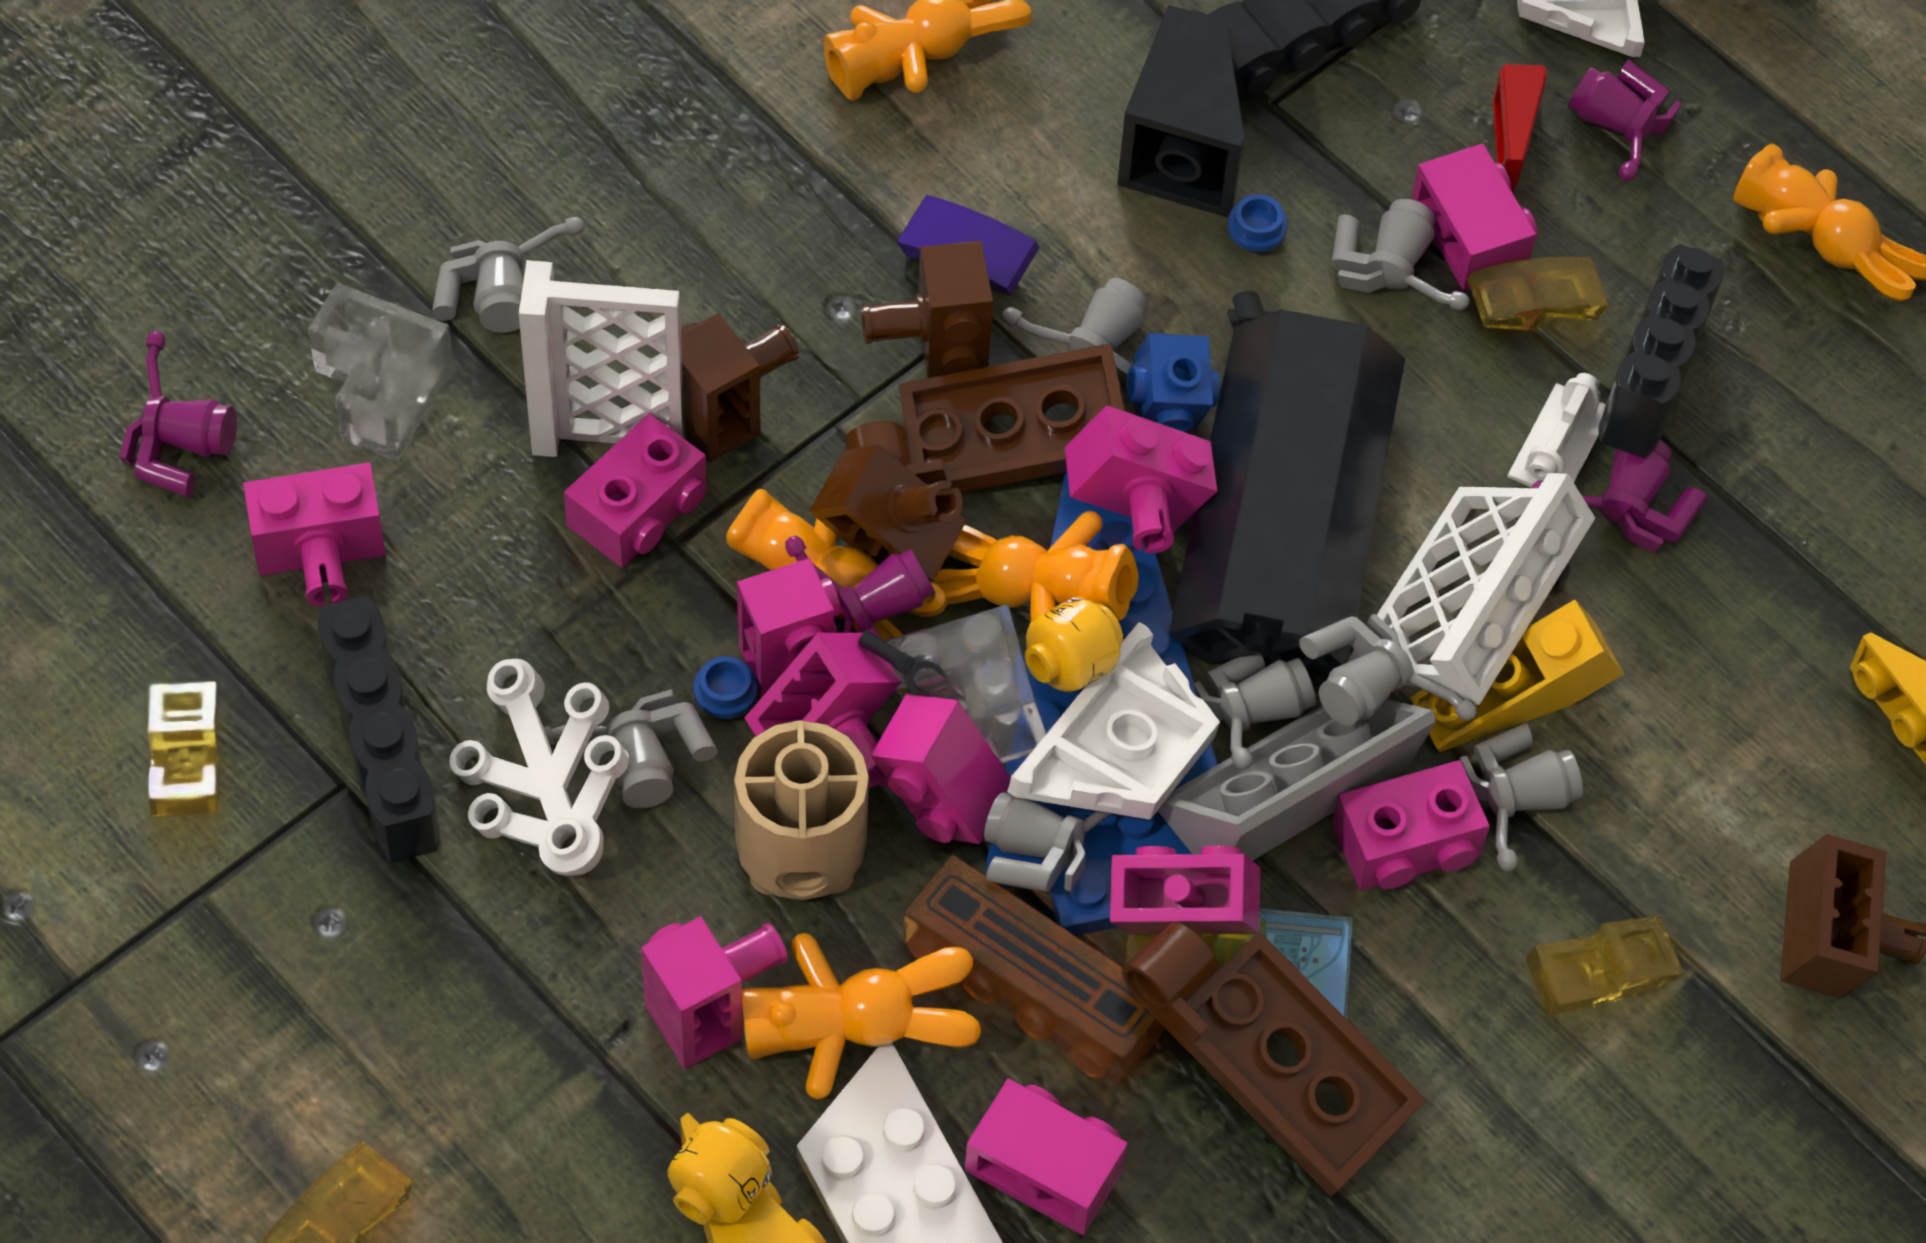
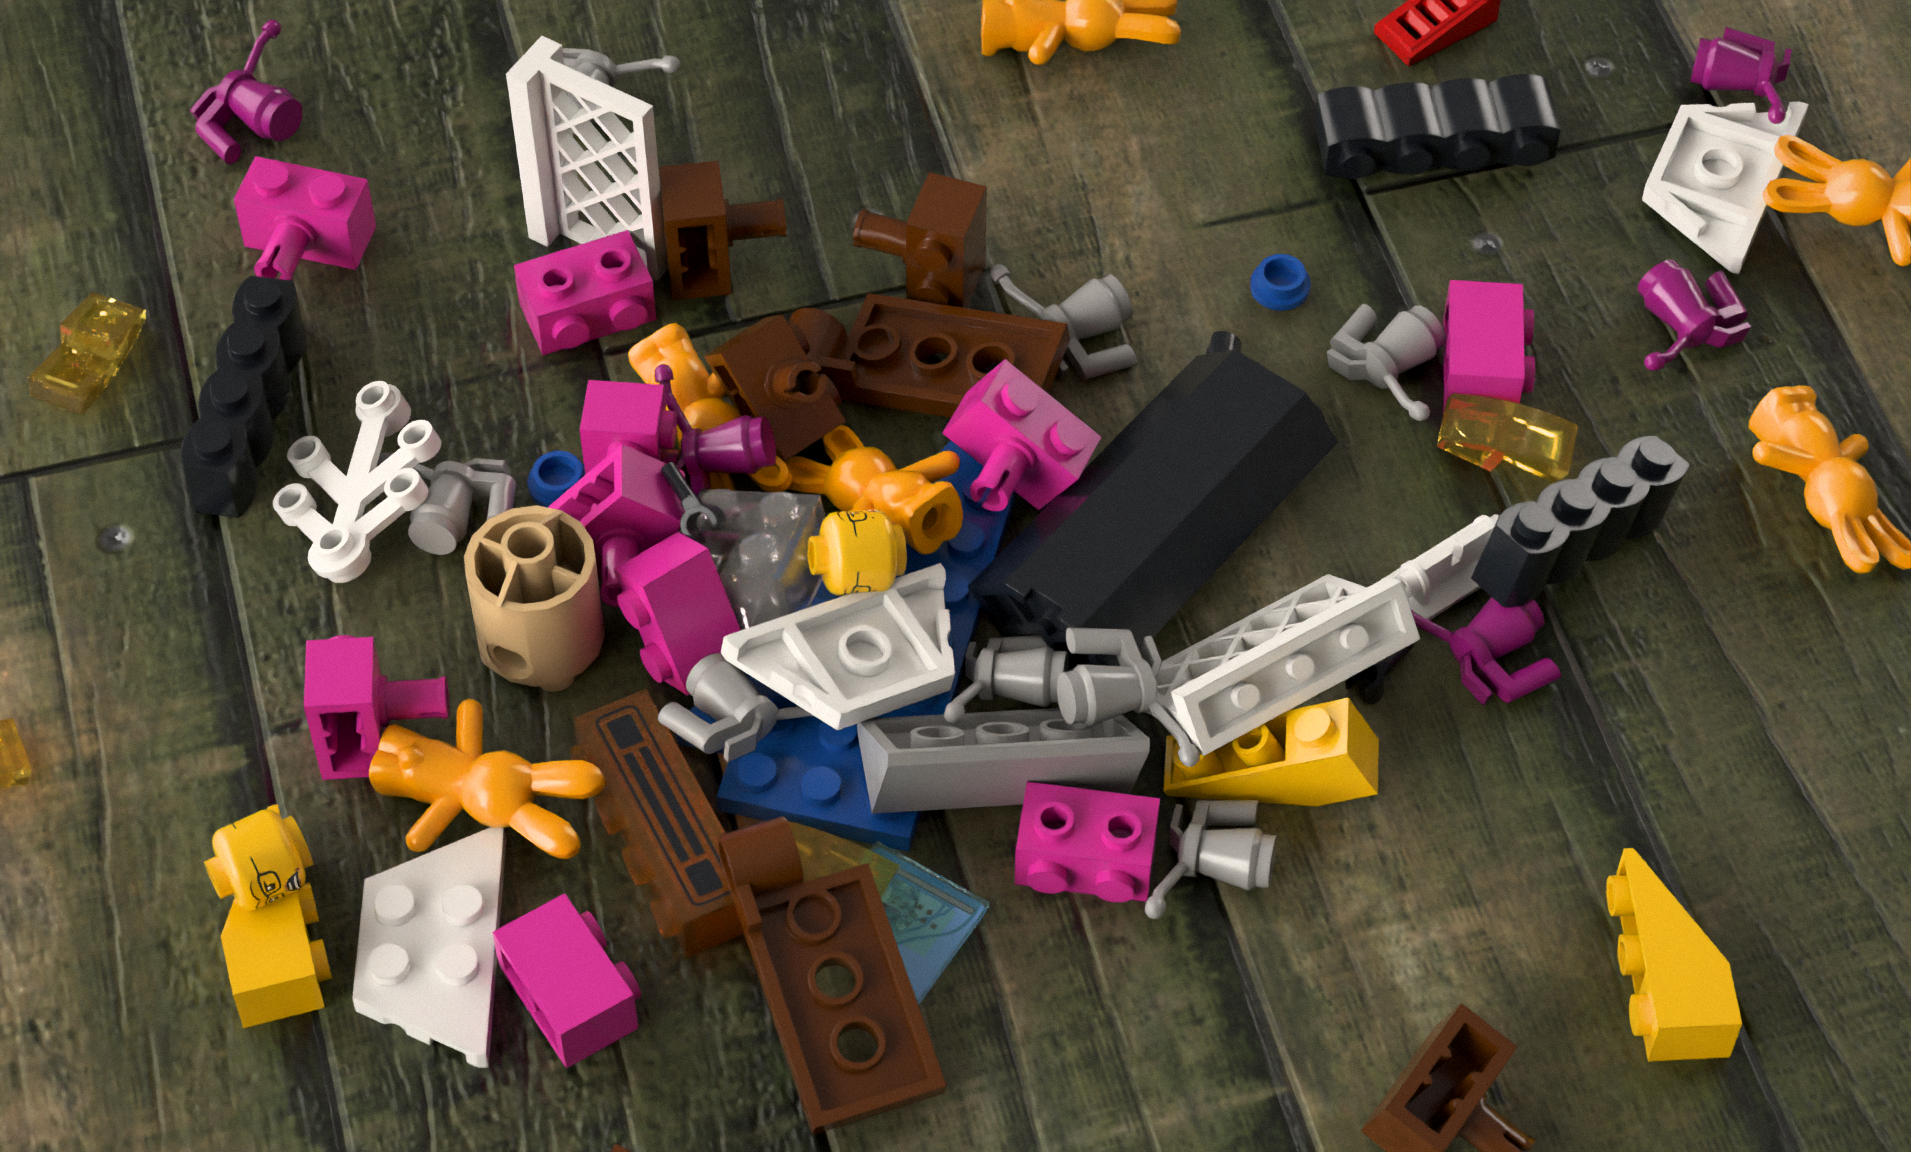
camera: 30 degrees right, 5 degrees down
(388, 365) = (437, 117): clear brick -> none
(945, 222) = (1016, 212): dark purple slope -> none
(1173, 380) = (1107, 379): blue brick -> none
(1185, 117) = (1254, 160): black slope -> none
(1202, 891) = (822, 800): dark pink brick -> none
(1515, 113) = (1582, 278): red slope -> none
(1604, 968) = (1195, 1047): clear yellow slope -> none

